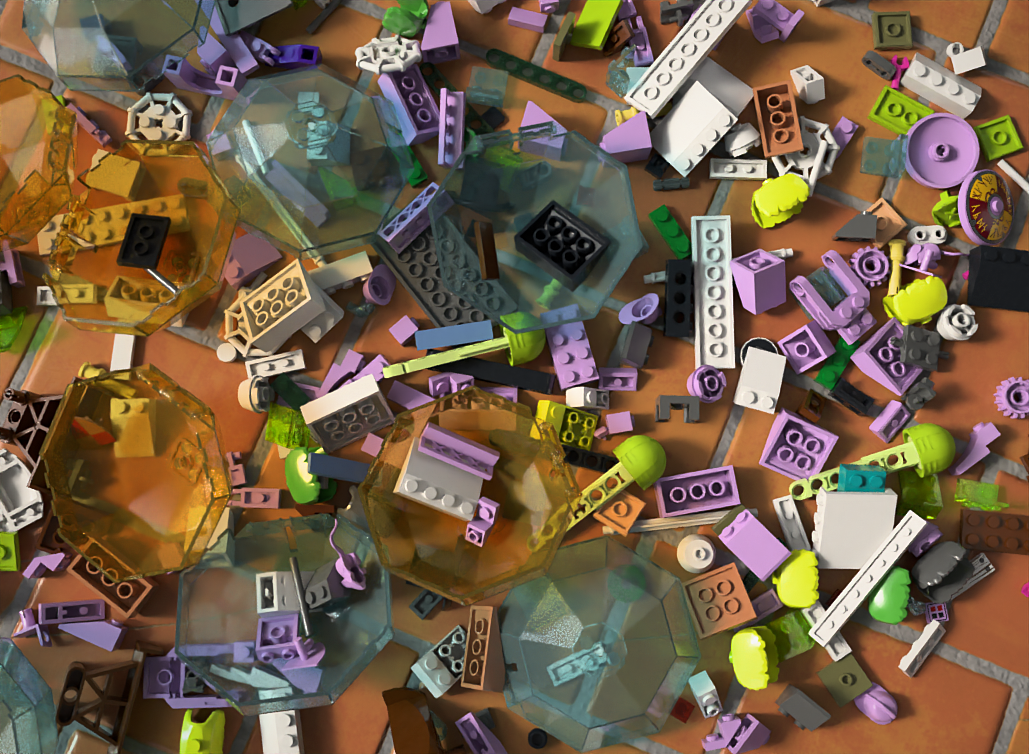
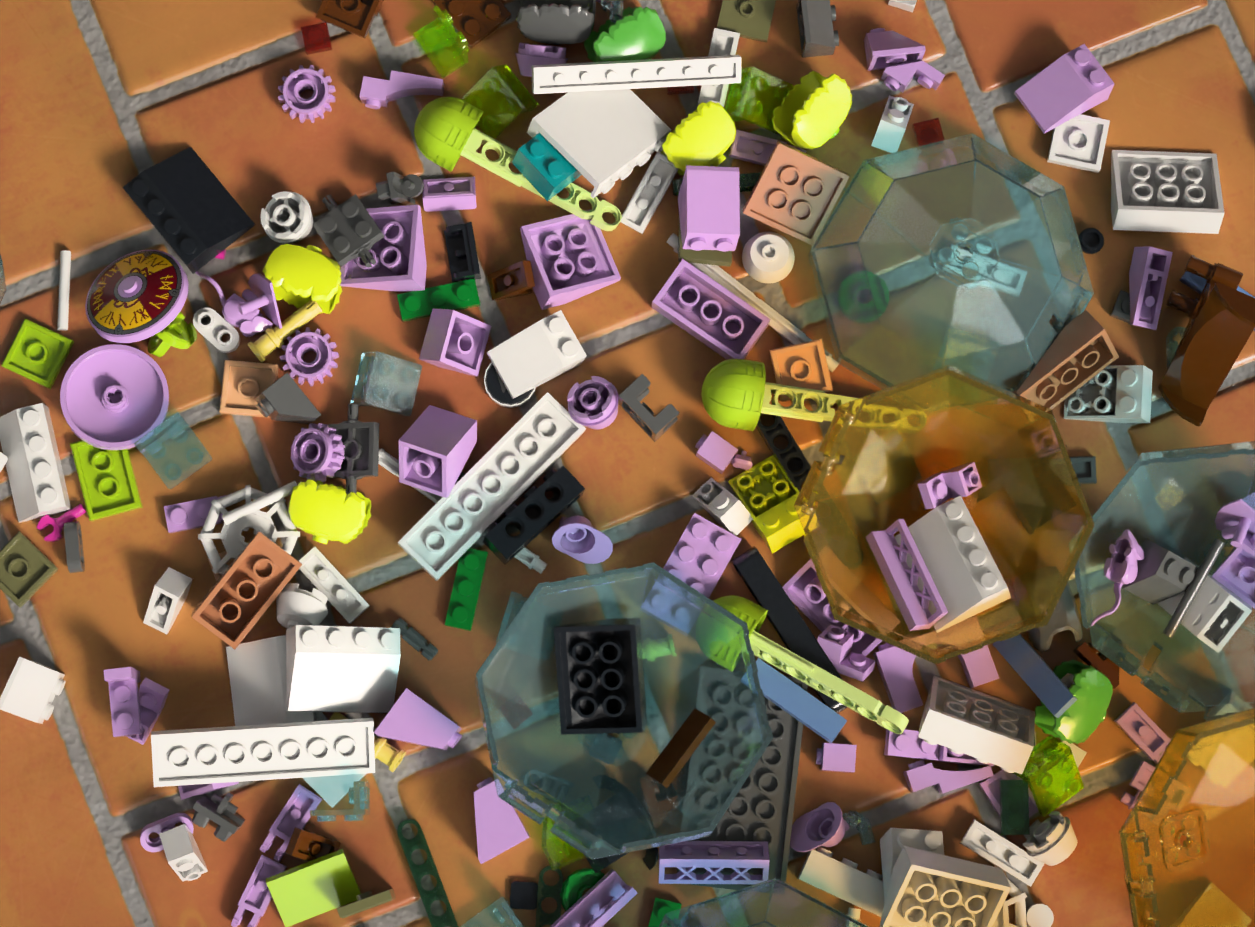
camera: 140 degrees left, 0 degrees up
(617, 379) = (671, 498): lavender slope -> none
(636, 345) = (623, 509): dark grey slope -> none
(657, 166) = (410, 672): black tile -> none
(799, 241) = (360, 449): none -> dark grey plate
(815, 222) = (317, 452): none -> lavender gear
(850, 315) = (380, 327): lavender plate -> none

